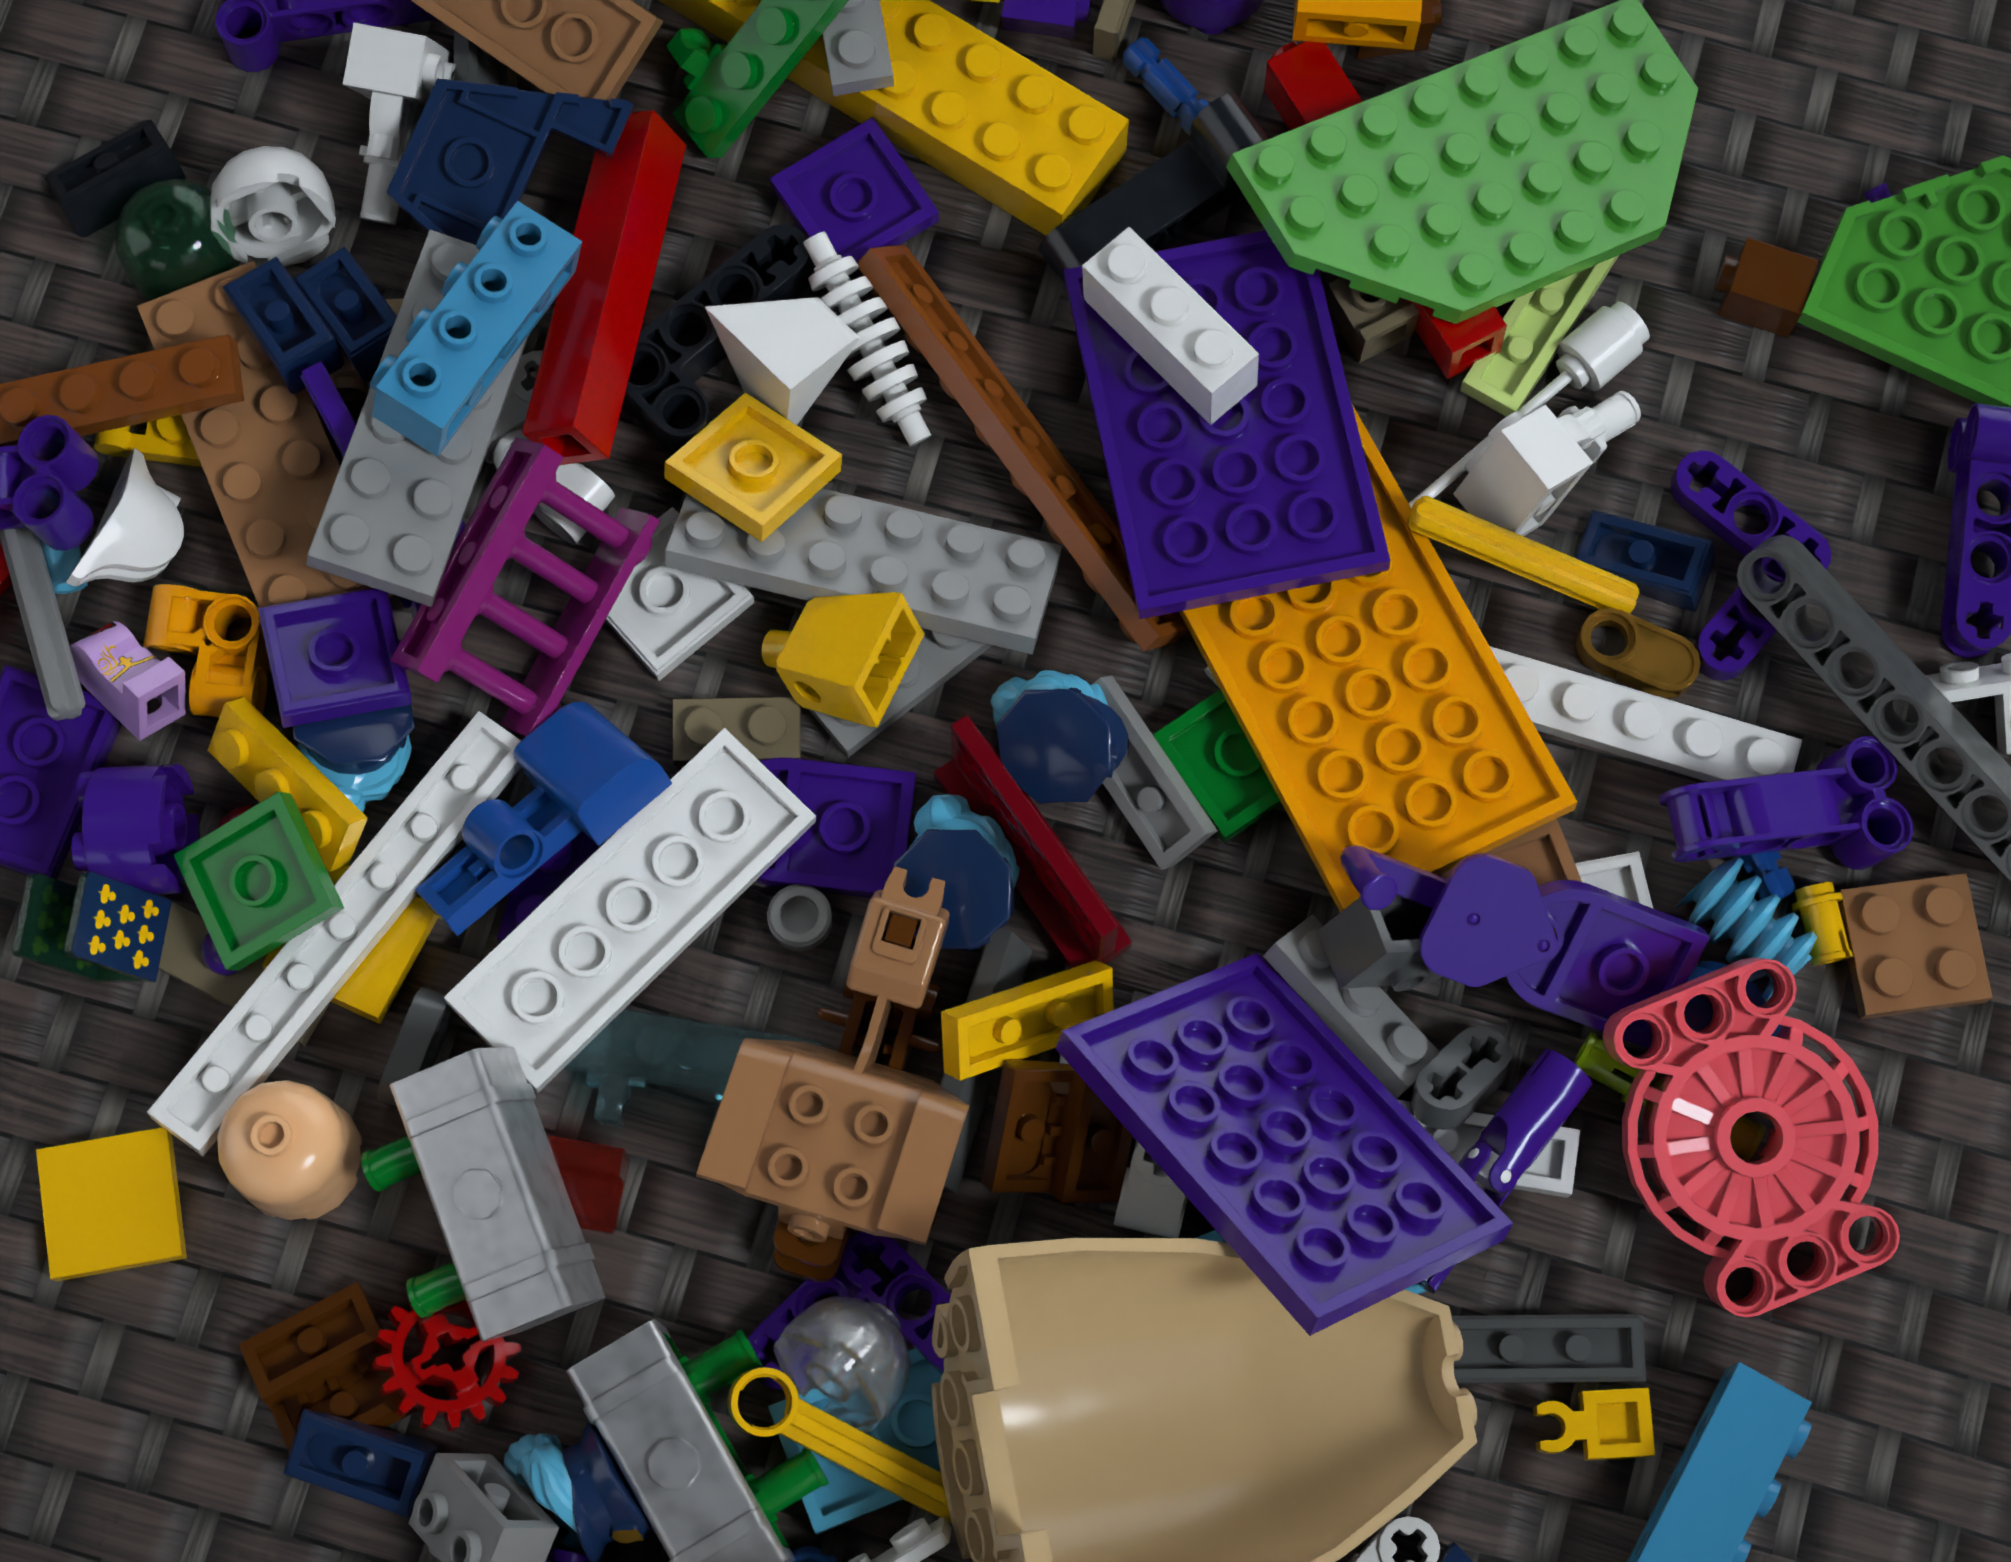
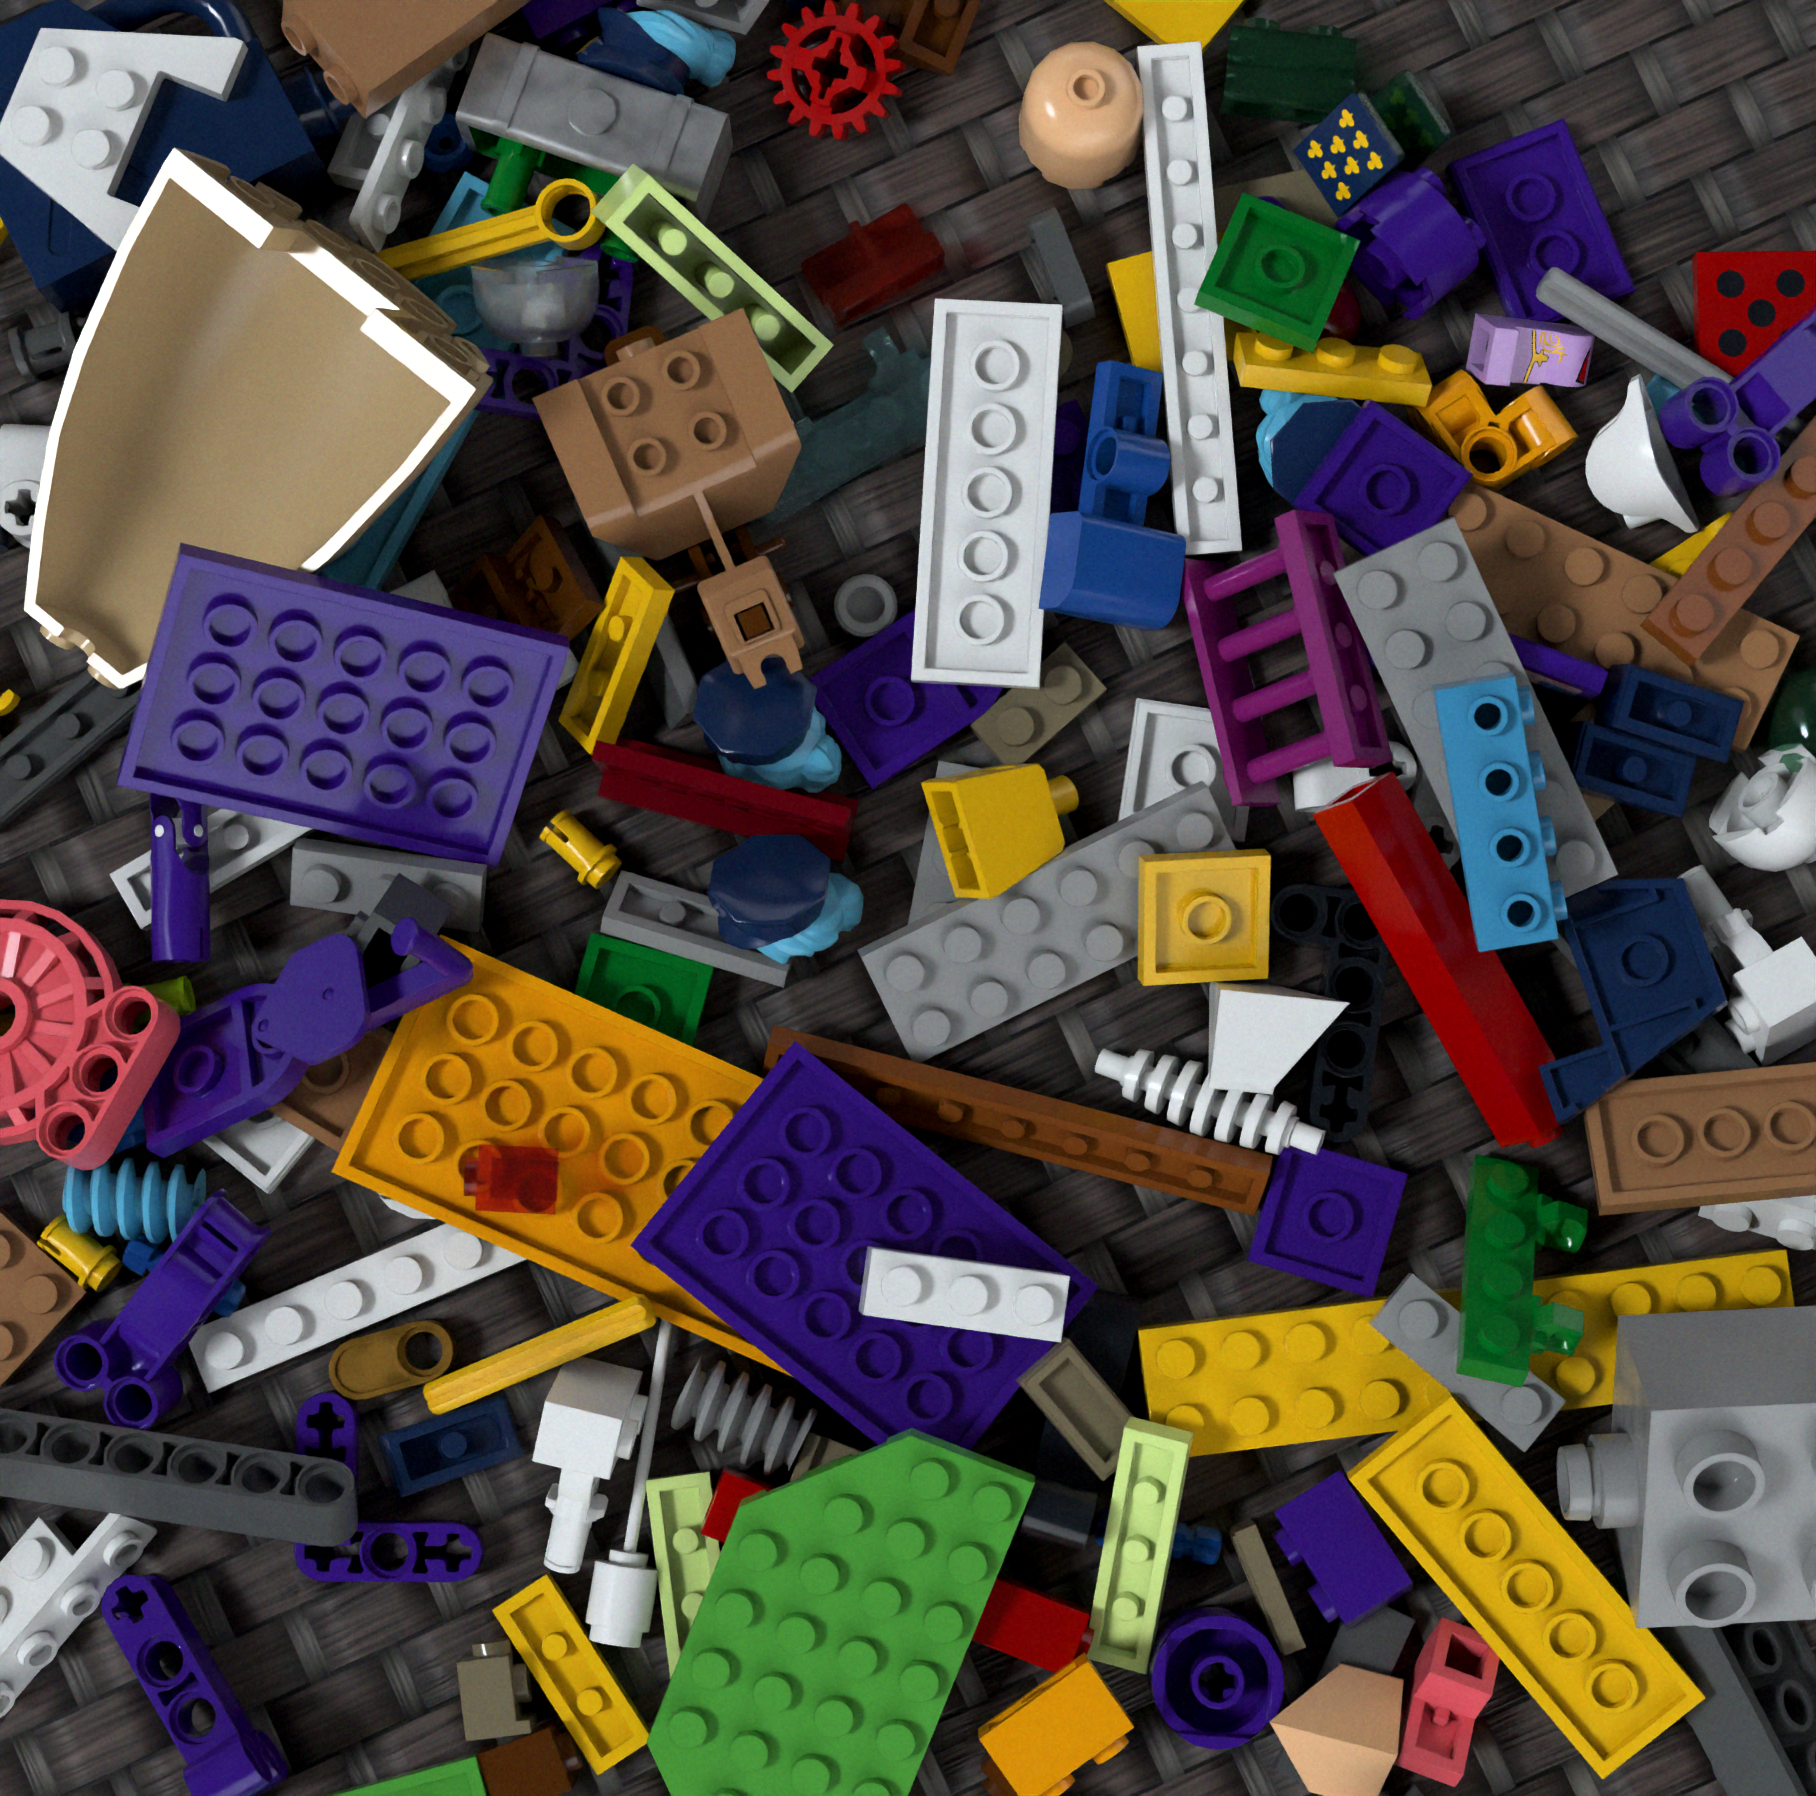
camera: 145 degrees right, 10 degrees up
(101, 1050) = (1286, 72): none -> clear green brick
(493, 1194) = (891, 188): flat silver piece -> none
(696, 1255) = (709, 272): none -> yellowish green brick
(1151, 190) = (1078, 1405): none -> dark tan tile
(1179, 910) = (581, 850): none -> yellow pin
(1187, 78) = (1138, 1543): none -> yellowish green plate
(1401, 396) = (742, 1417): none -> light grey piece
(1438, 676) = (513, 1179): none -> clear red brick
(1470, 1085) = (246, 893): dark grey beam -> none
(1680, 327) = (573, 1673): none -> yellow plate
(1750, 354) = (494, 1691): none -> dark tan brick

